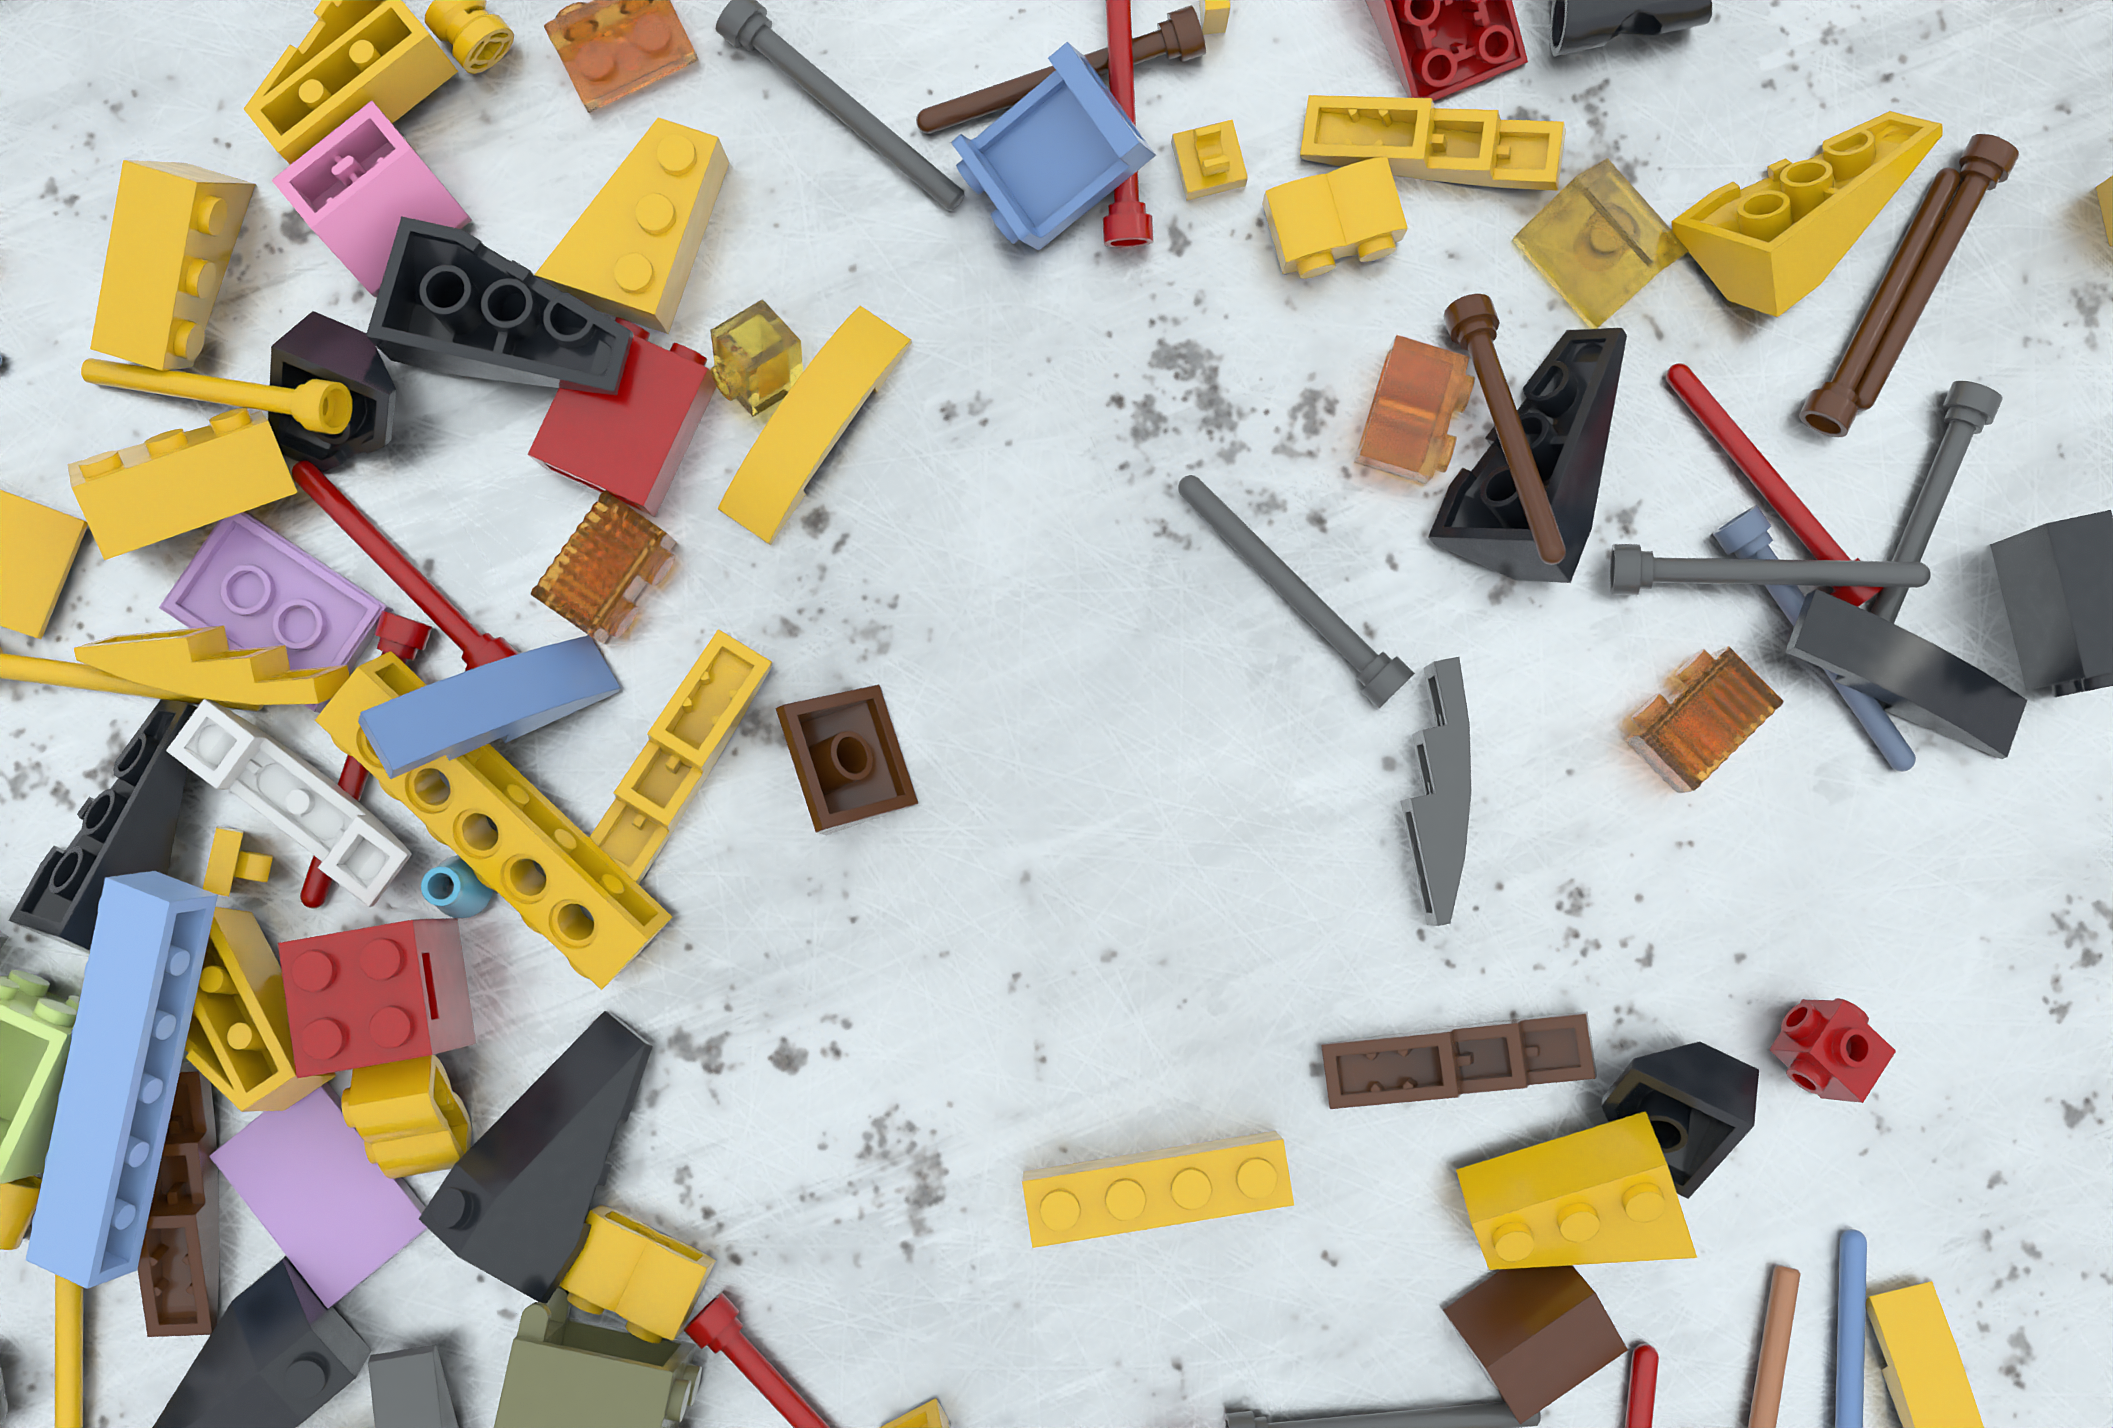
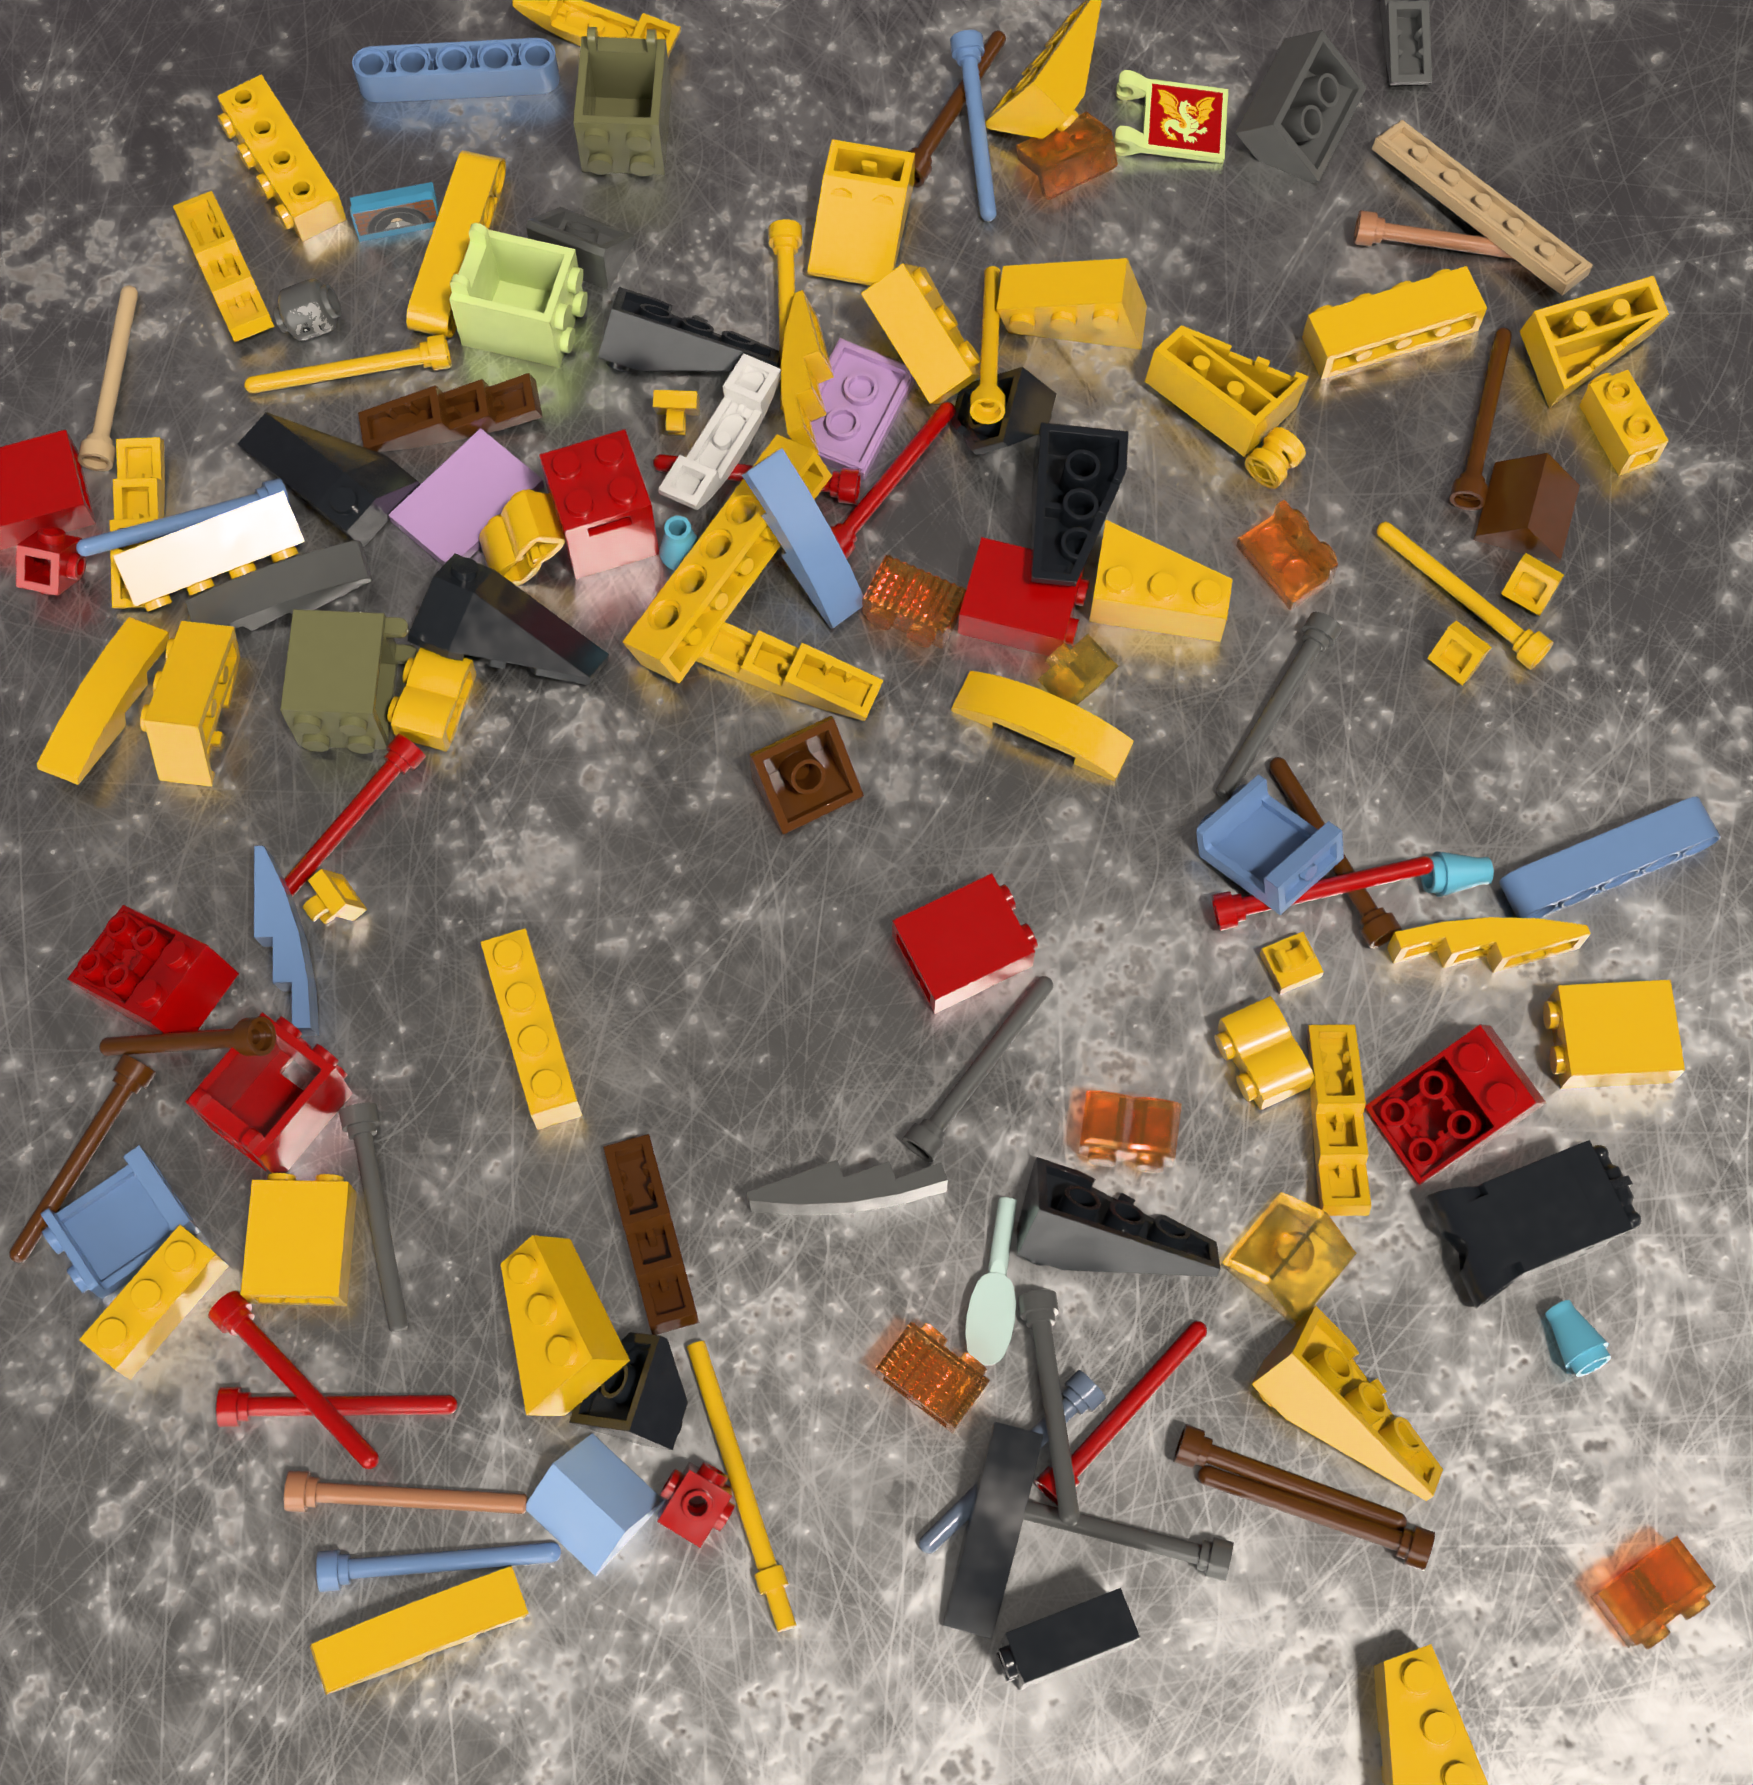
camera: 80 degrees right, 15 degrees down
(120, 1077) = (526, 358): light blue brick -> none
(242, 1022) = (585, 405): yellow wedge -> none
(360, 186) = (1149, 406): bright pink slope -> none
(1121, 579) = (964, 942): none -> red brick
(1473, 326) = (1202, 1166): reddish brown piece -> none
(1535, 1334) = (454, 1314): reddish brown slope -> none
(1609, 625) = (993, 1300): none -> light aqua piece
(1801, 1177) = (592, 1503): none -> light blue slope
(1920, 964) = (770, 1576): none -> yellow bar

